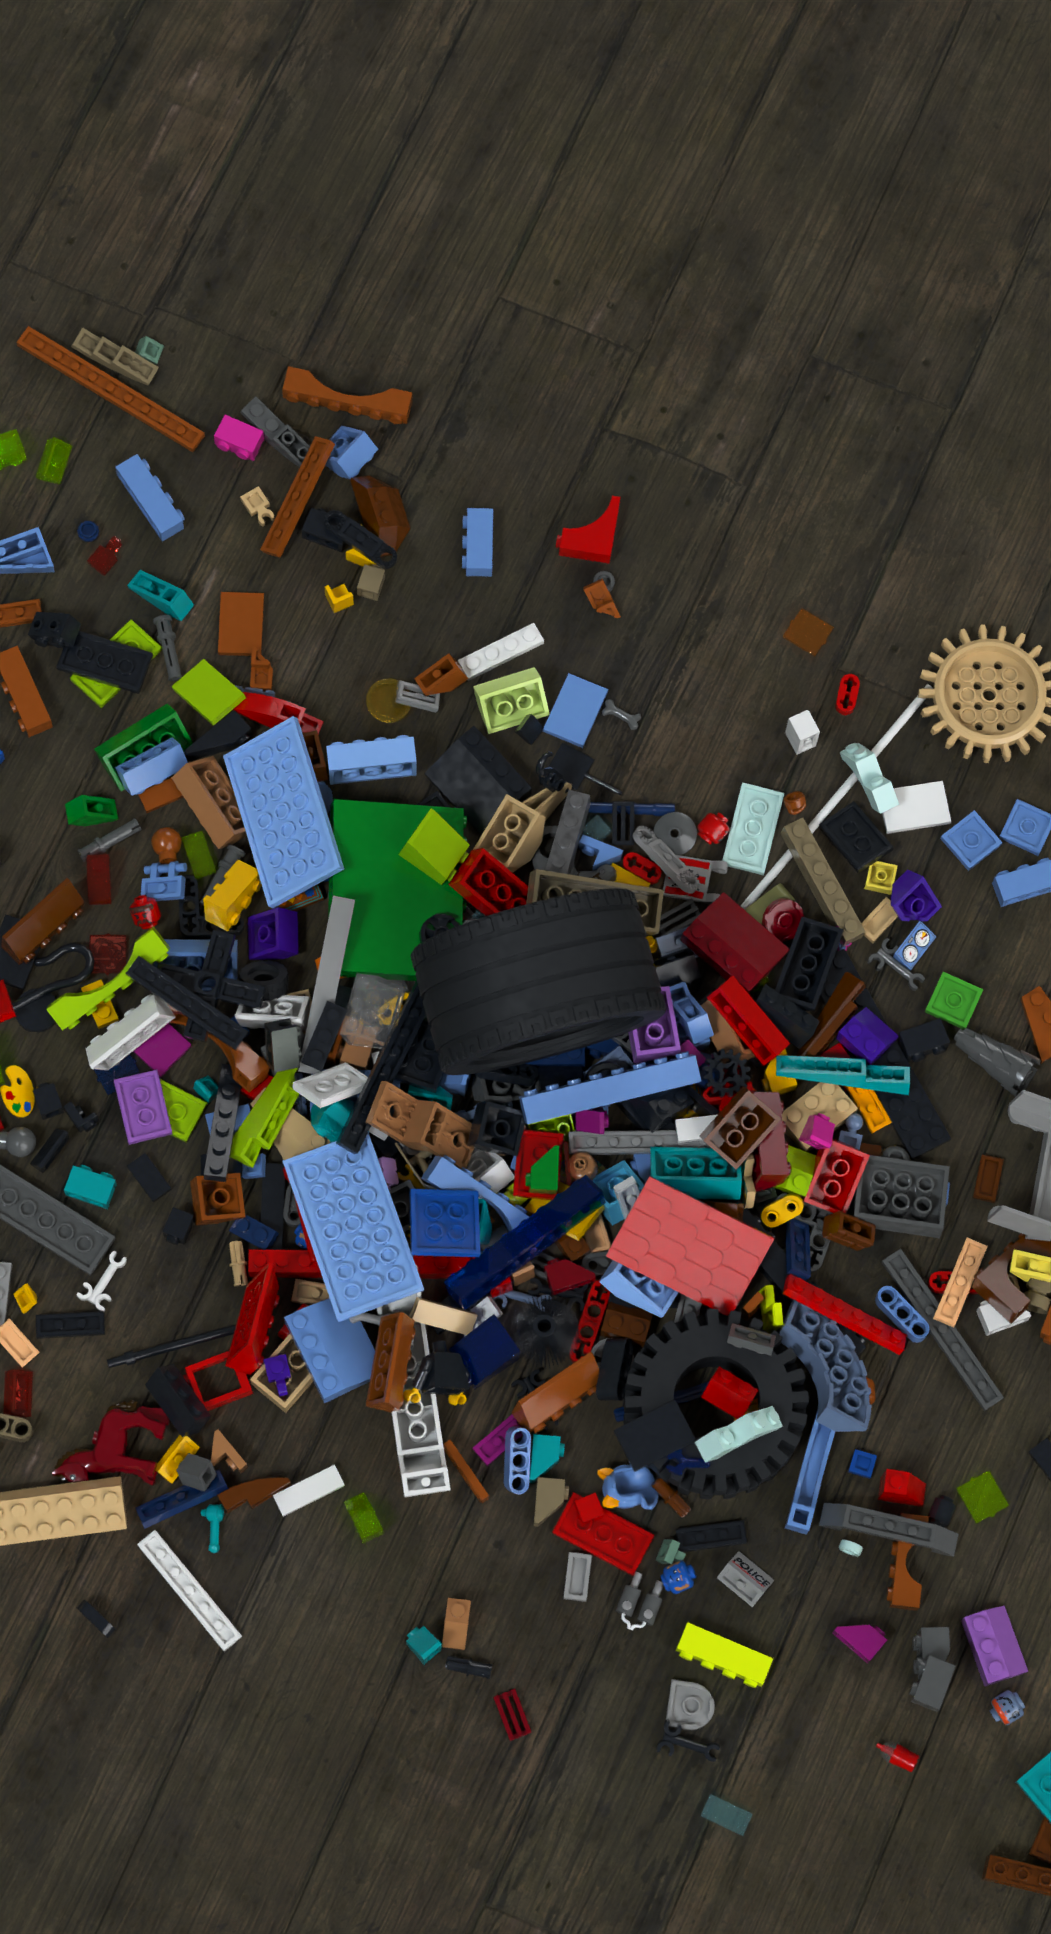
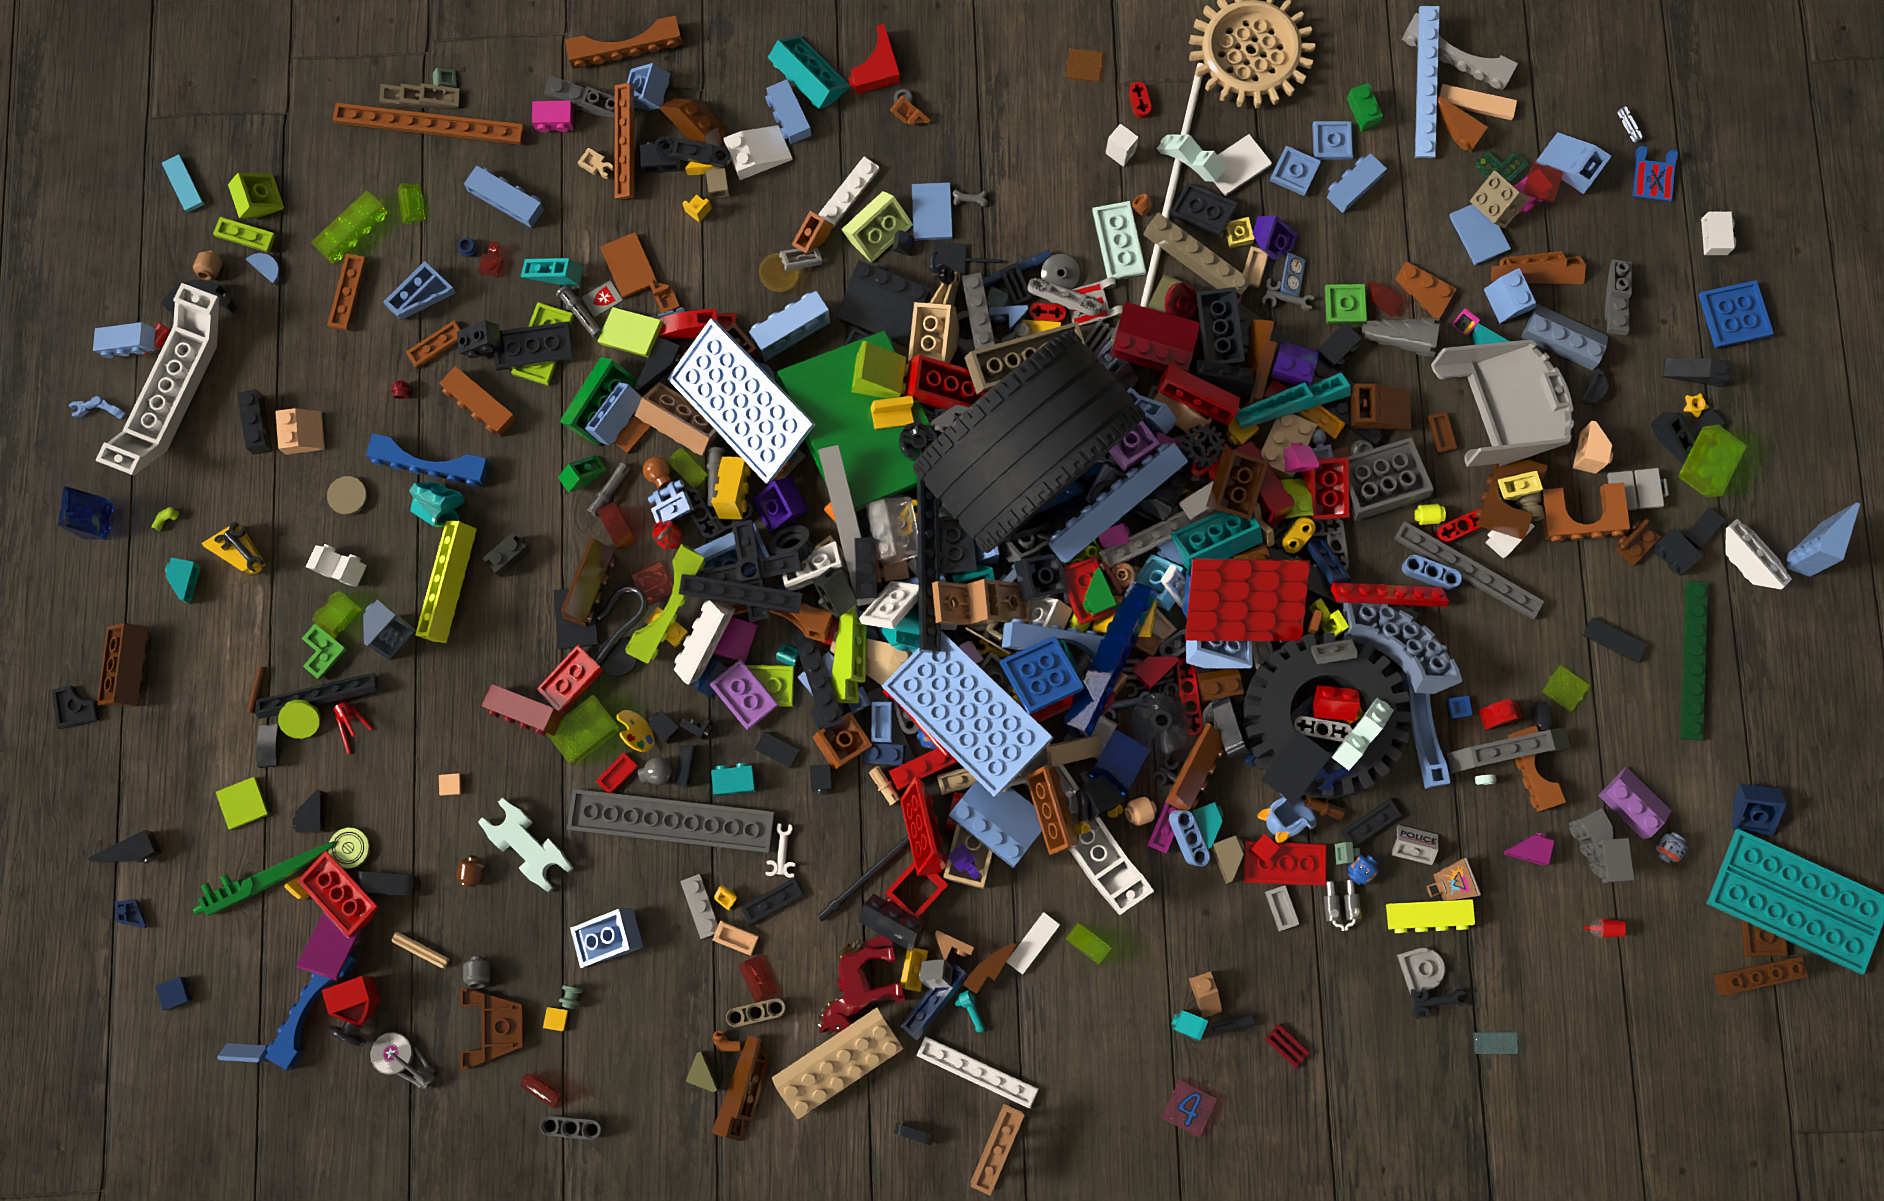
camera: 20 degrees left, 5 degrees up
(170, 1669) = (997, 1149): none -> medium nougat fence
(197, 645) = (602, 298): none -> light grey sticker
(266, 1199) = (881, 722): none -> medium blue tile
(382, 1728) = (1189, 1108): none -> clear pink tile
(428, 567) = (757, 150): none -> white slope
(429, 894) = (892, 412): none -> yellow panel
(465, 1471) = (1152, 867): dark orange tile -> none
(482, 1411) = (1140, 811): none -> light nougat head
(520, 509) = (808, 71): none -> teal slope
(703, 1404) = (1308, 722): none -> light grey beam
(713, 828) = (1089, 254): red head -> none
(765, 1634) = (1454, 882): none -> medium nougat torso
(848, 1230) = (1358, 526): reddish brown brick -> none
(931, 1254) = (1430, 514): none -> neon yellow brick
(933, 1121) = (1380, 407): none -> reddish brown slope
(960, 1282) = (1464, 525): light nougat tile -> none
(998, 1014) = (1384, 298): none -> clear red slope

